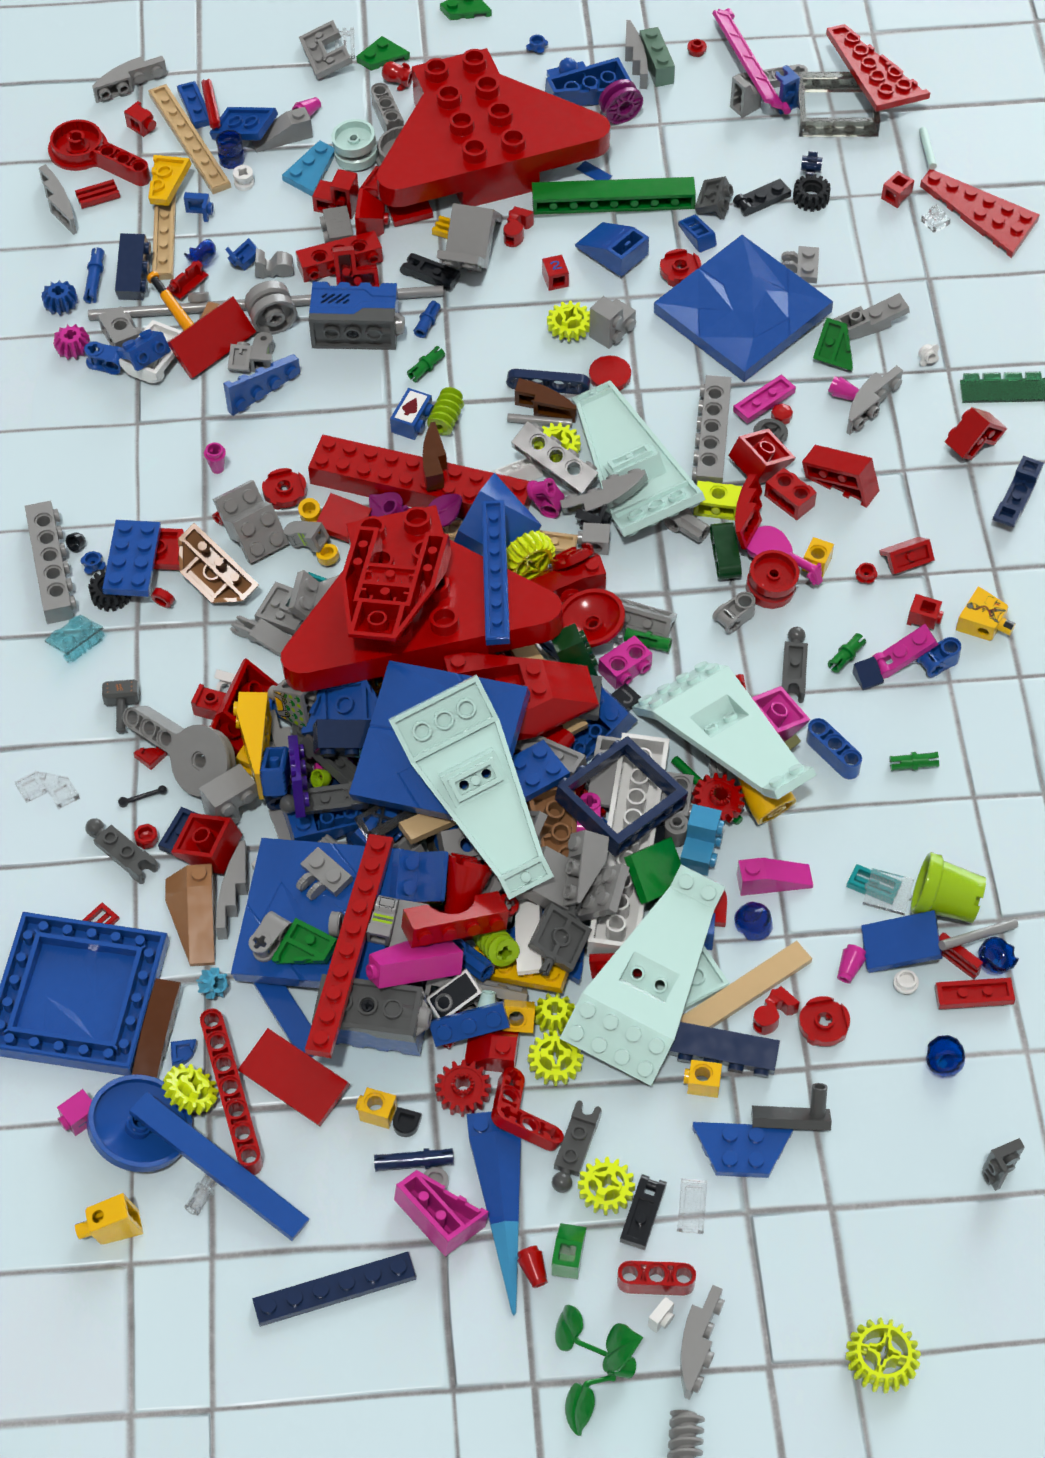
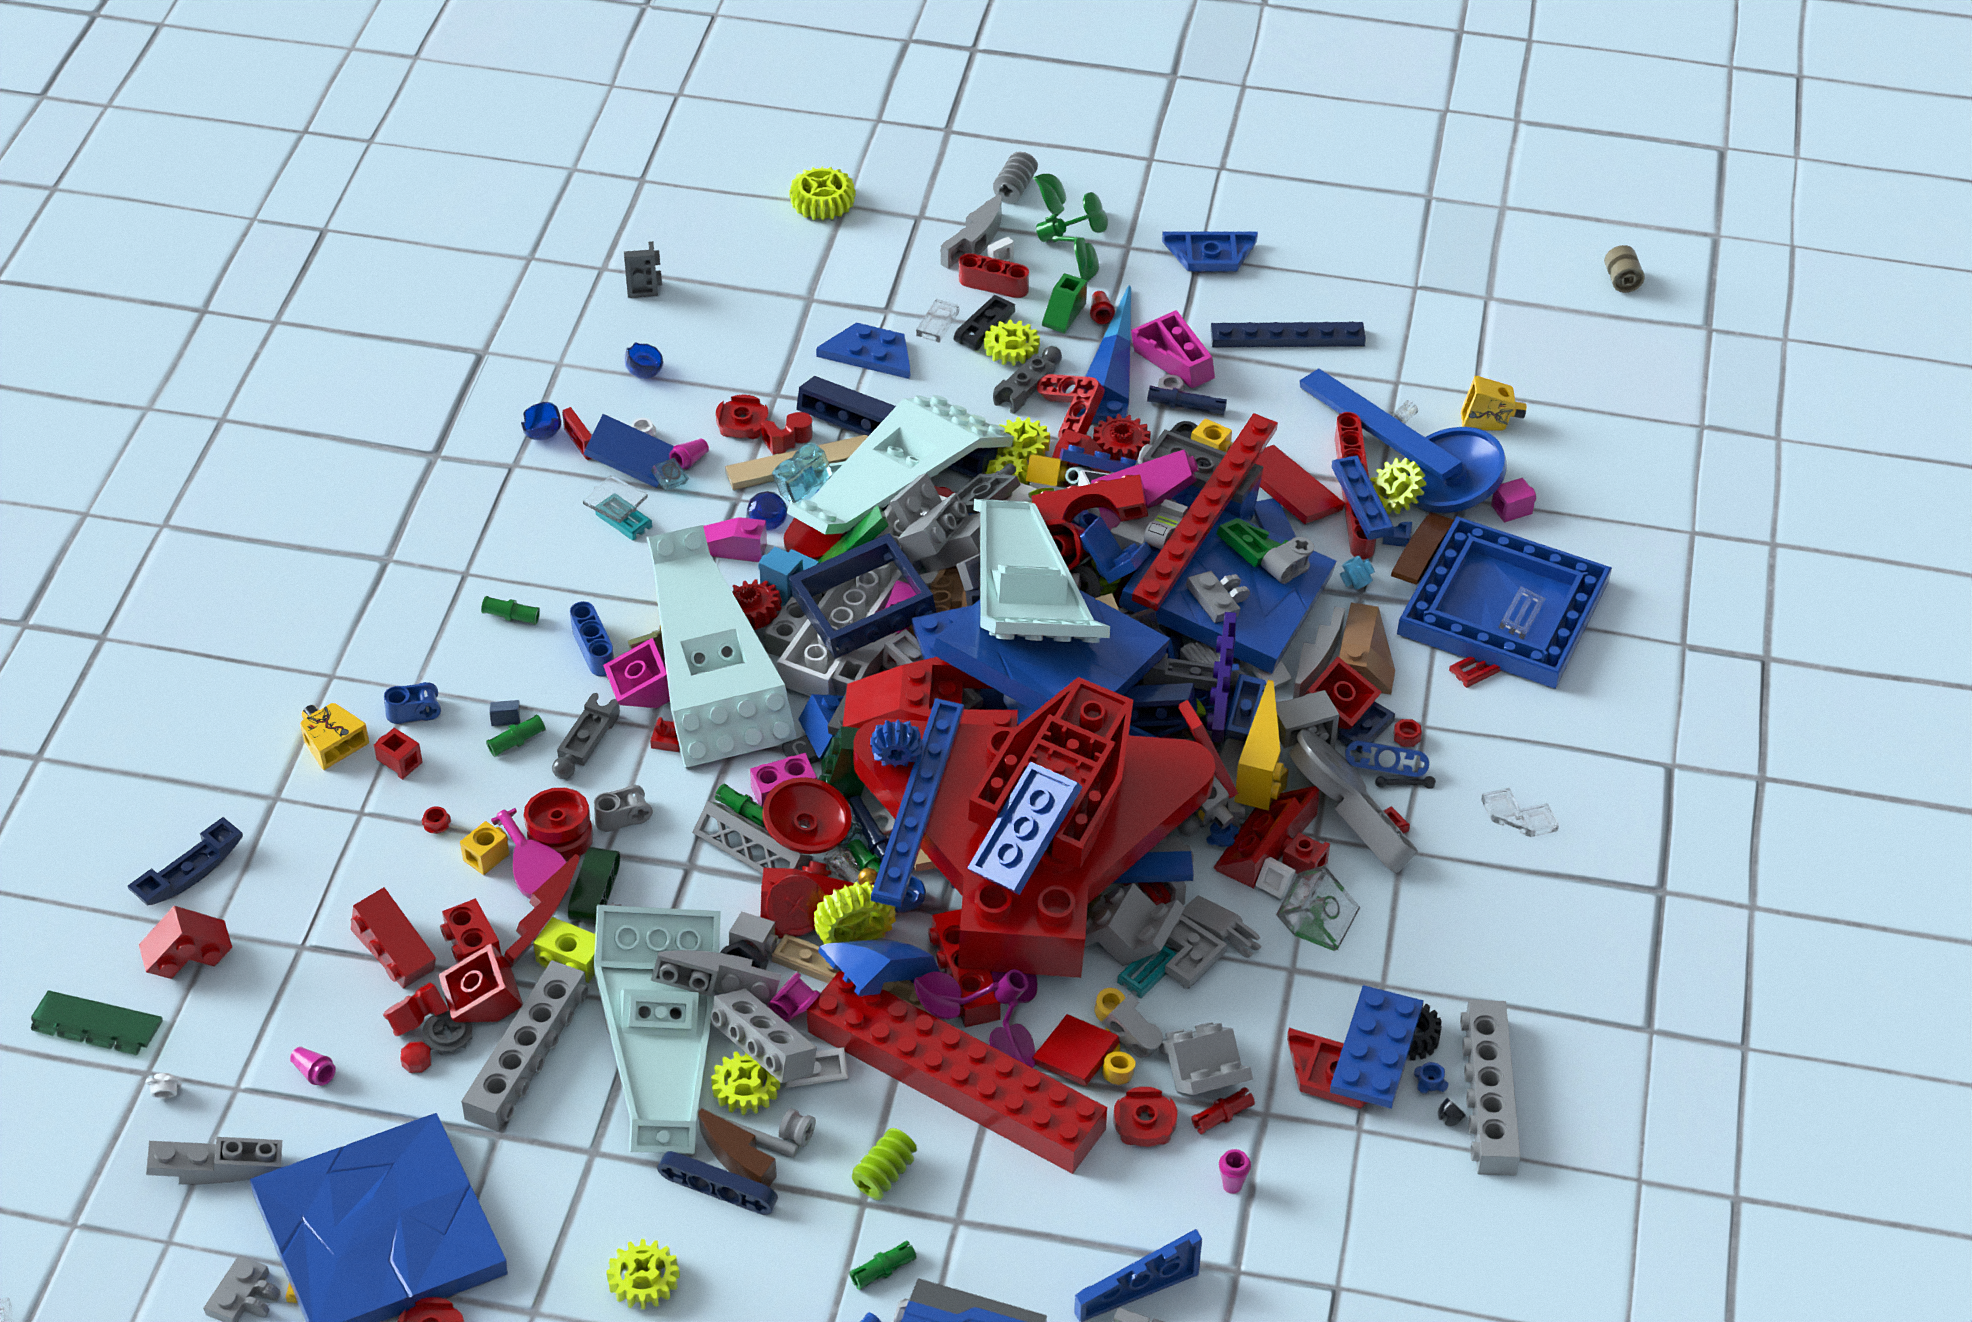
camera: 165 degrees left, 10 degrees down
(64, 979) = (1514, 626): none -> clear tile
(73, 636) = (1466, 977): clear light blue hinge -> none
(120, 694) = (1416, 893): dark grey piece -> none
(121, 849) = (1438, 724): dark grey plate -> none
(159, 801) = (1407, 769): none -> blue beam
(162, 597) = (1342, 1000): red tile -> none
(193, 660) = (1318, 908): none -> clear slope
(212, 568) = (1261, 1001): medium nougat wedge -> none
(219, 1052) = (1363, 497): none -> blue tile
(295, 707) = (1202, 737): none -> red tile
(335, 923) = (1215, 542): light grey tile -> none
(401, 532) = (1024, 827): none -> plate
(411, 414) = (932, 1179): blue brick -> none
(433, 459) = (933, 1048): reddish brown slope -> none
(440, 1391) = (1210, 249): none -> blue wing
(511, 424) = (797, 1127): none -> light grey wheel
(523, 585) = (896, 743): none -> blue gear
(610, 321) = (585, 1247): light grey brick -> none
(610, 369) = (621, 1181): red tile -> none
(707, 1088) = (884, 390): yellow brick -> none
(737, 954) = (802, 472): none -> clear light blue brick
(764, 399) = (427, 1080): dark pink plate -> none
(797, 433) = (412, 1010): none -> red leg
(811, 1118) = (814, 352): dark grey piece -> none
(834, 345) = (288, 1124): green wing -> none
(855, 932) = (669, 474): none -> clear light blue tile
(870, 395) = (273, 1049): light grey slope -> none
(905, 651) = (451, 709): dark pink plate -> none
(908, 554) = (371, 833): red panel -> none
(947, 890) = (561, 469): lime piece -> none
(974, 993) = (585, 404): red plate -> none
(978, 934) = (550, 434): light grey bar -> none

